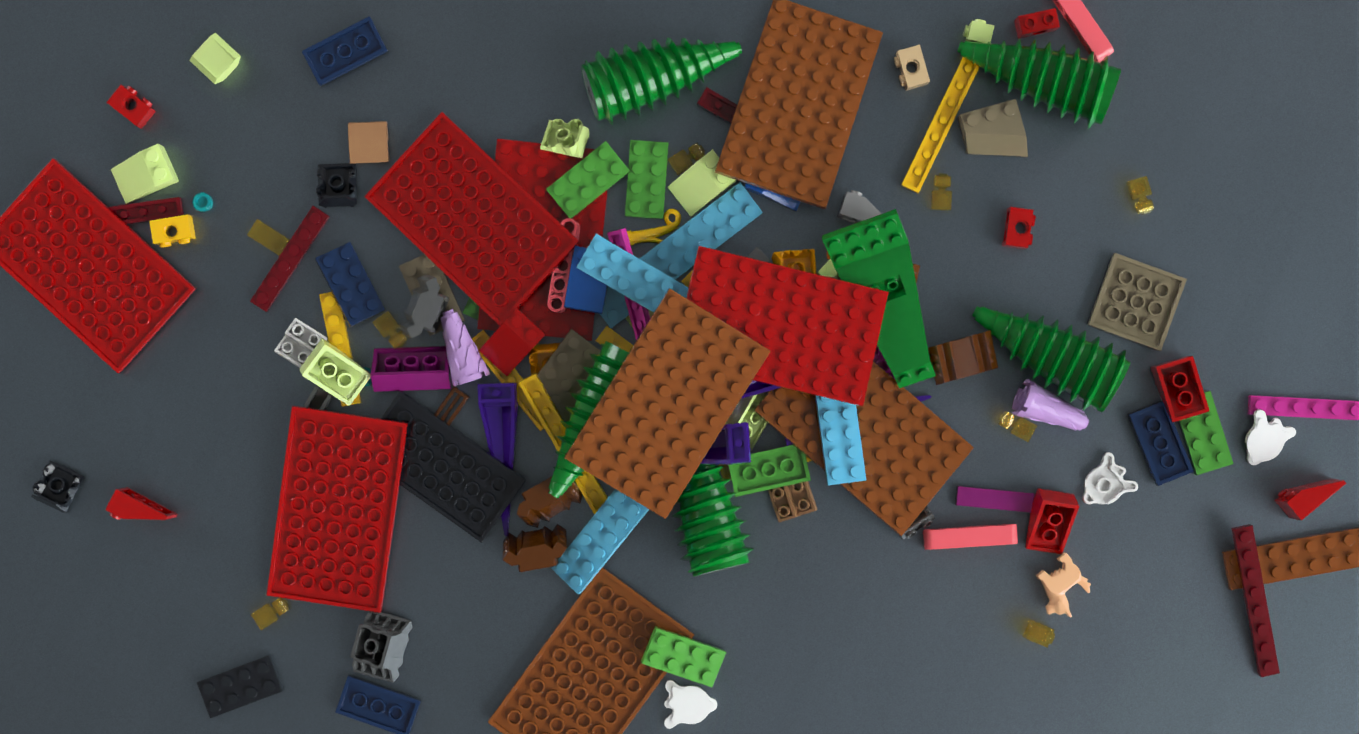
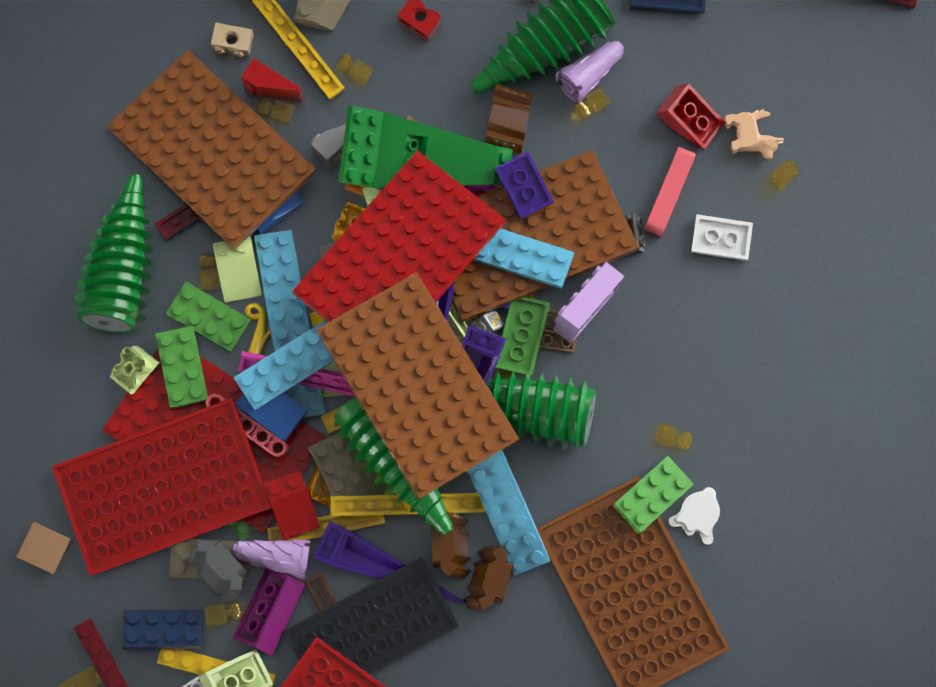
camera: 65 degrees left, 10 degrees down
(337, 185) = (66, 596): black slope -> none
(745, 643) = (668, 435): none -> clear yellow plate
(764, 434) = (490, 322): none -> light grey brick
(828, 515) = (587, 302): none -> lavender brick
(867, 146) = (280, 111): none -> clear yellow plate
(886, 121) = (267, 83): none -> red slope
(906, 403) = (523, 185): none -> dark purple tile
(951, 604) = (721, 237): none -> white plate
(994, 499) = (647, 155): magenta tile -> none
(1106, 482) = (680, 54): white tile -> none

